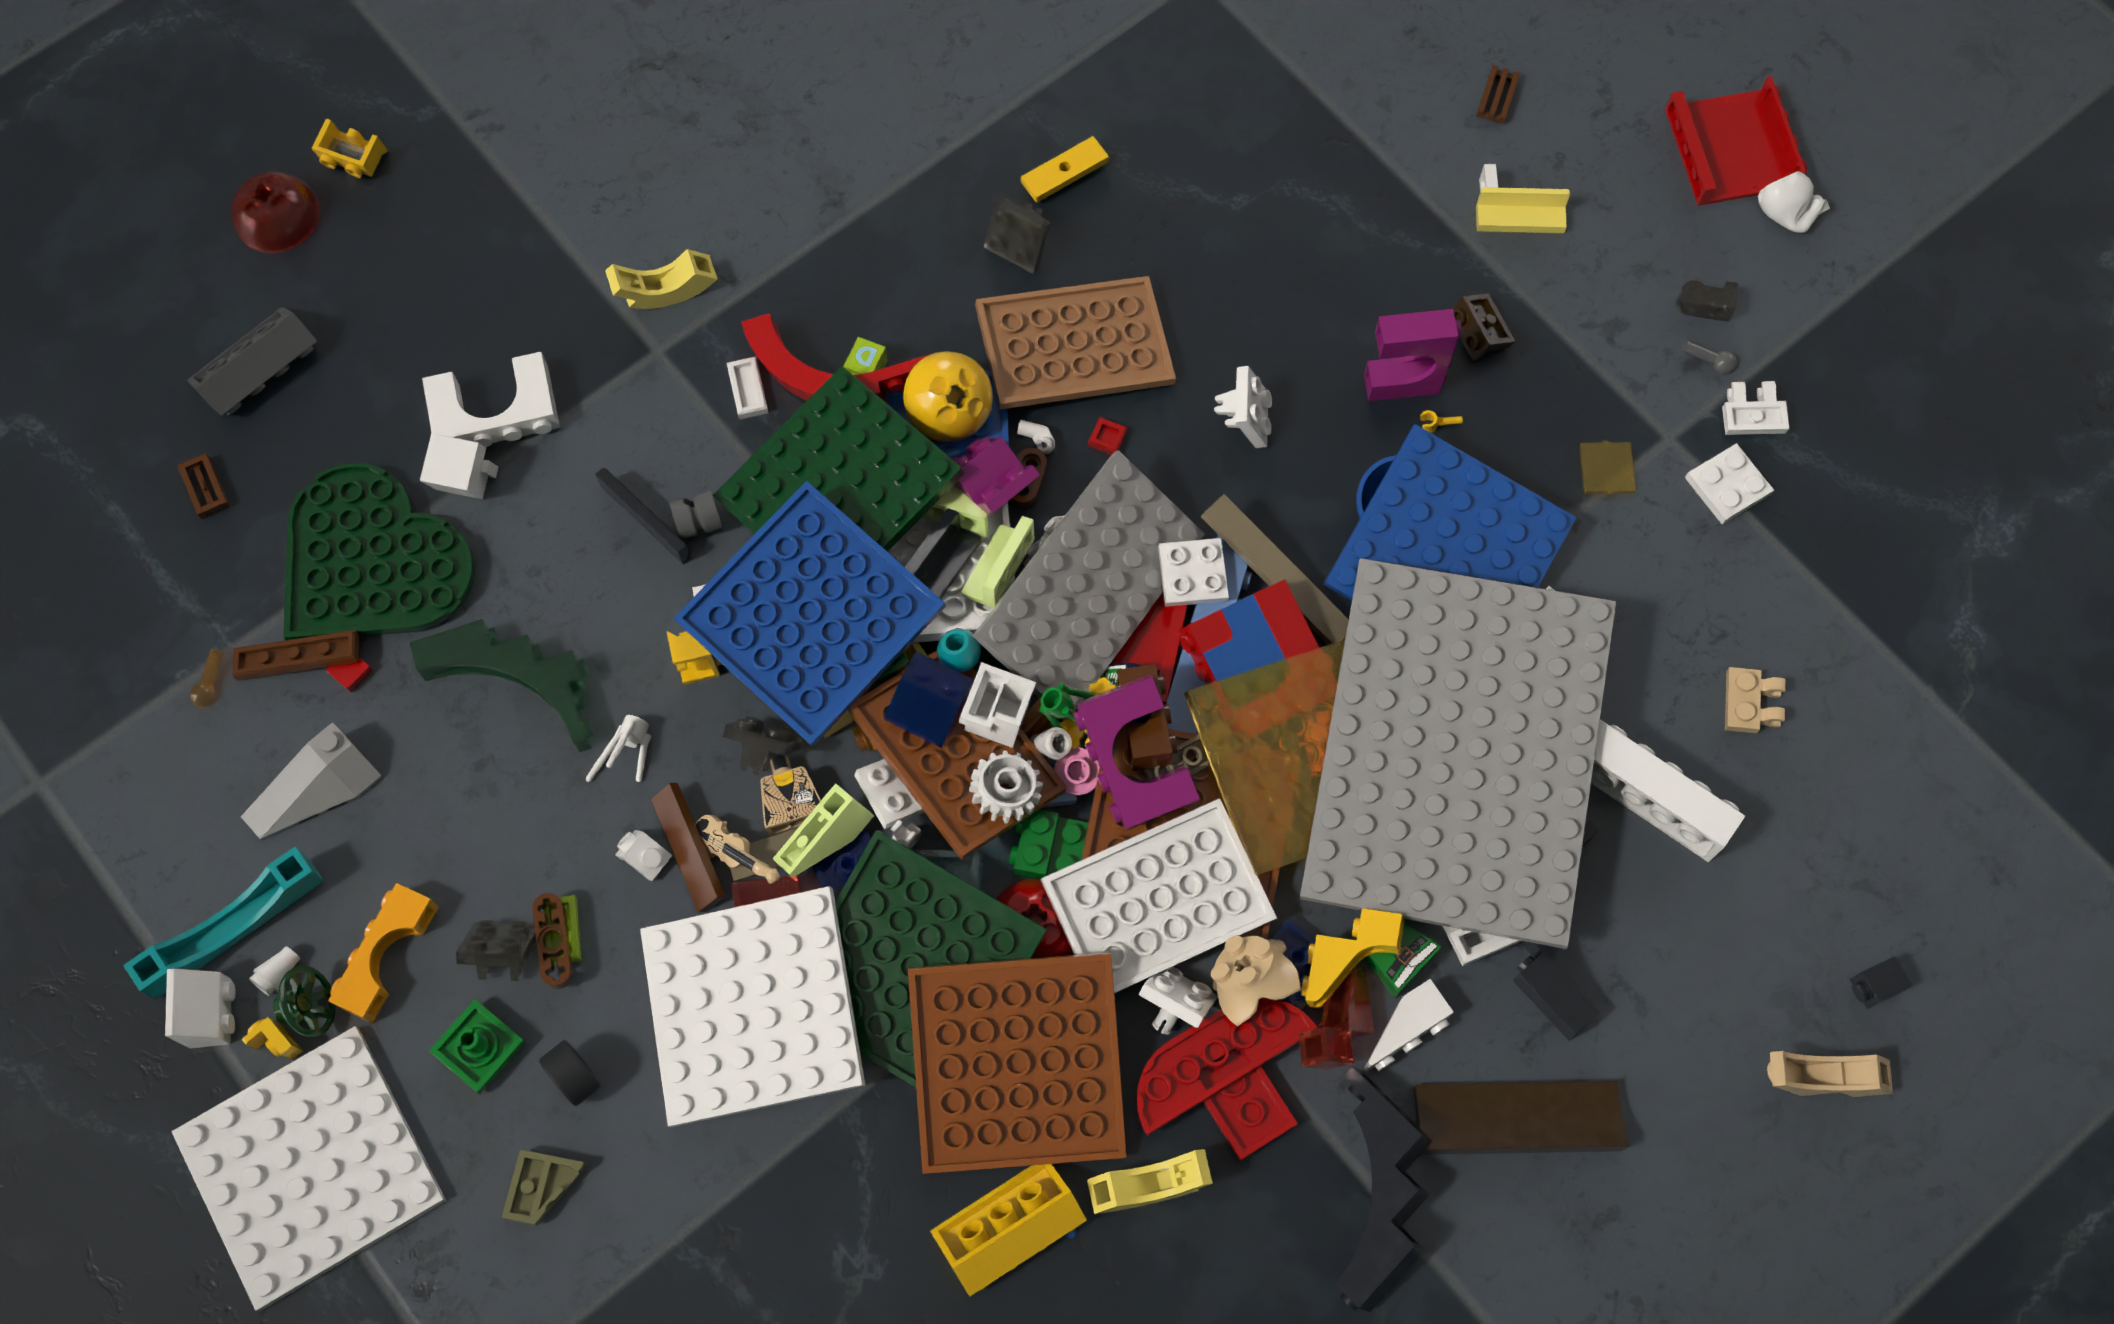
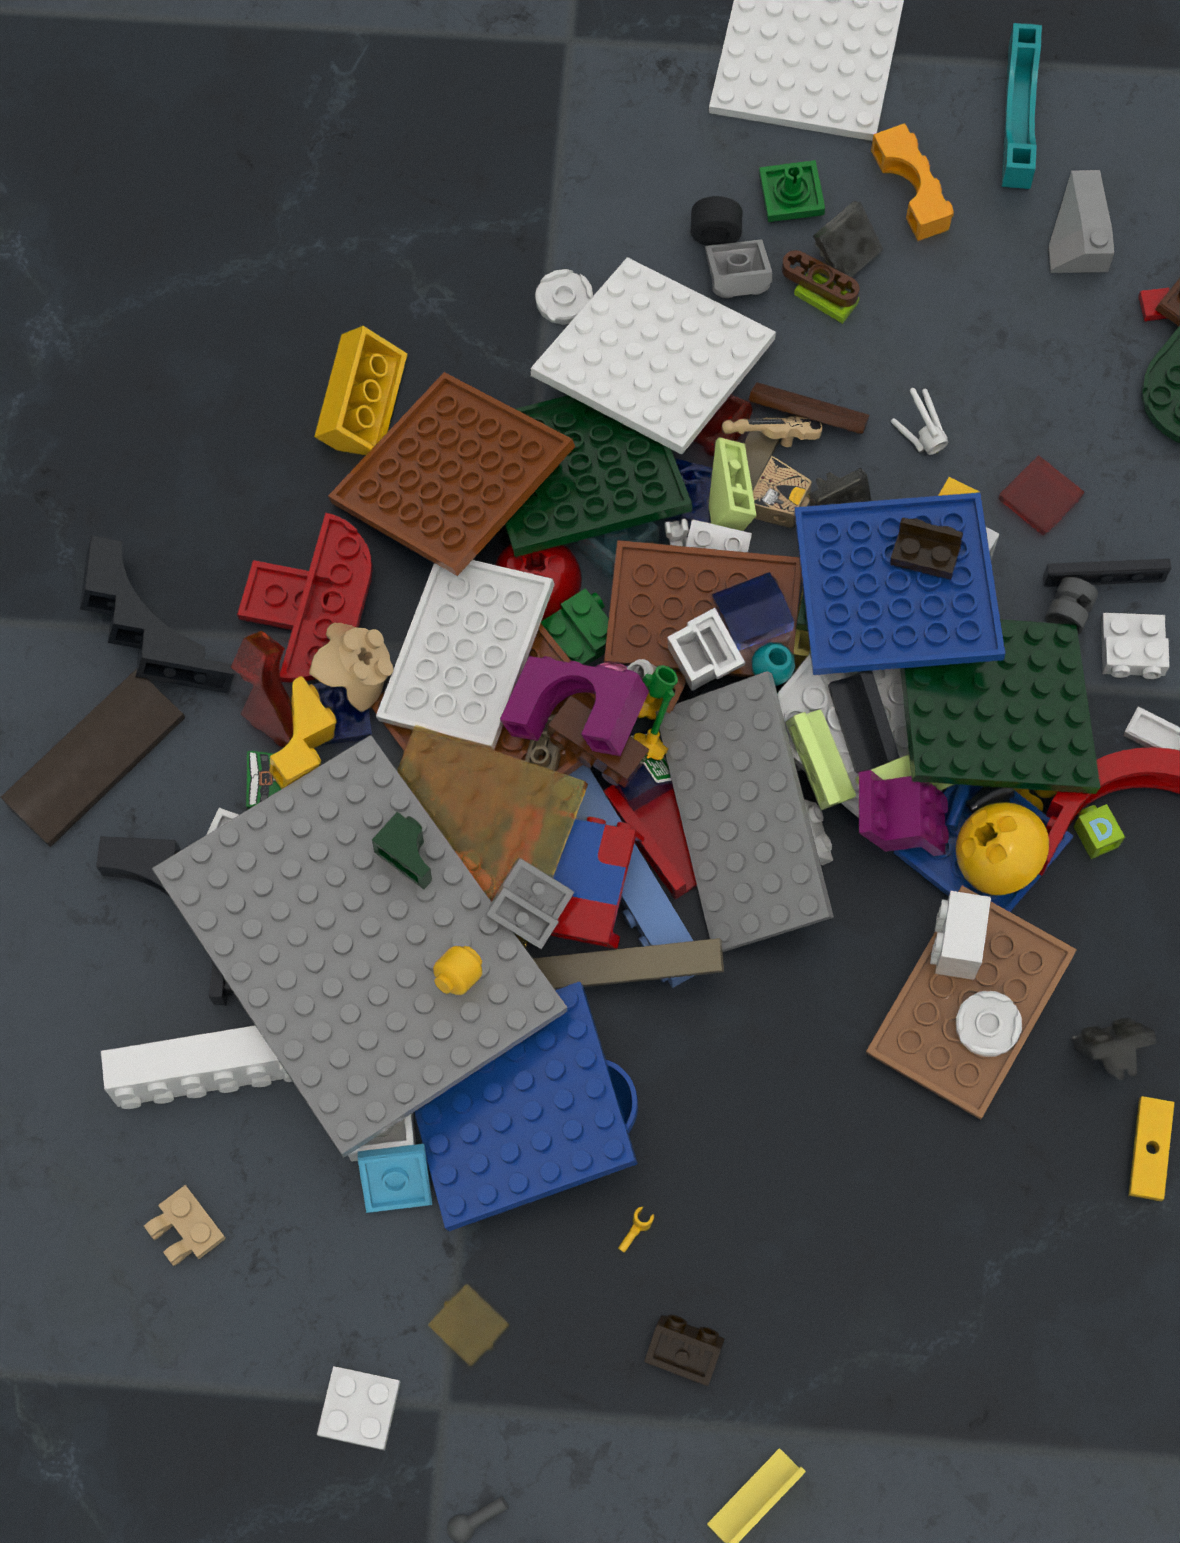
camera: 135 degrees right, 0 degrees up
(199, 1008) = (973, 53): white slope -> none
(270, 973) = (960, 113): white cone -> none
(274, 1036) = (911, 87): yellow bracket -> none
(301, 1003) = (919, 110): dark green wheel -> none
(477, 651) = (1054, 407): clear green arch -> none
(538, 1185) = (664, 161): olive wing -> none
(597, 1019) = (739, 268): none -> light grey slope
(611, 616) = (1041, 495): none -> clear red tile
(642, 853) = (832, 377): white bracket -> none
(687, 454) = (1134, 645): none -> white plate
(753, 1147) = (562, 295): none -> white tile
(767, 606) = (927, 548): none -> dark brown bracket
(1001, 801) = (638, 622): white gear -> none
(1027, 457) = (885, 867): reddish brown plate -> none
(1039, 433) = (915, 910): white arm -> none
(1050, 351) = (960, 935): none -> white brick
(1083, 314) = (988, 1023): none -> white tile
(1107, 436) = (866, 960): red tile -> none
(1149, 1183) = (300, 490): light yellow arch -> none
(1177, 999) = (389, 607): white plate -> none
(1193, 572) = (683, 897): white plate -> none
(1248, 407) = (783, 1075): white plate -> none
(1313, 652) = (529, 902): none -> light grey slope
(1369, 771) = (400, 846): none -> dark green arch
(1414, 1016) = (223, 752): white slope -> none
(1418, 640) = (457, 970): none -> yellow head
(1427, 344) = (699, 1225): magenta arch -> none
(1488, 176) = (809, 1496): white tile -> none
(1570, 579) = (395, 1178): none -> medium azure tile
(1755, 417) = (389, 1491): white plate -> none

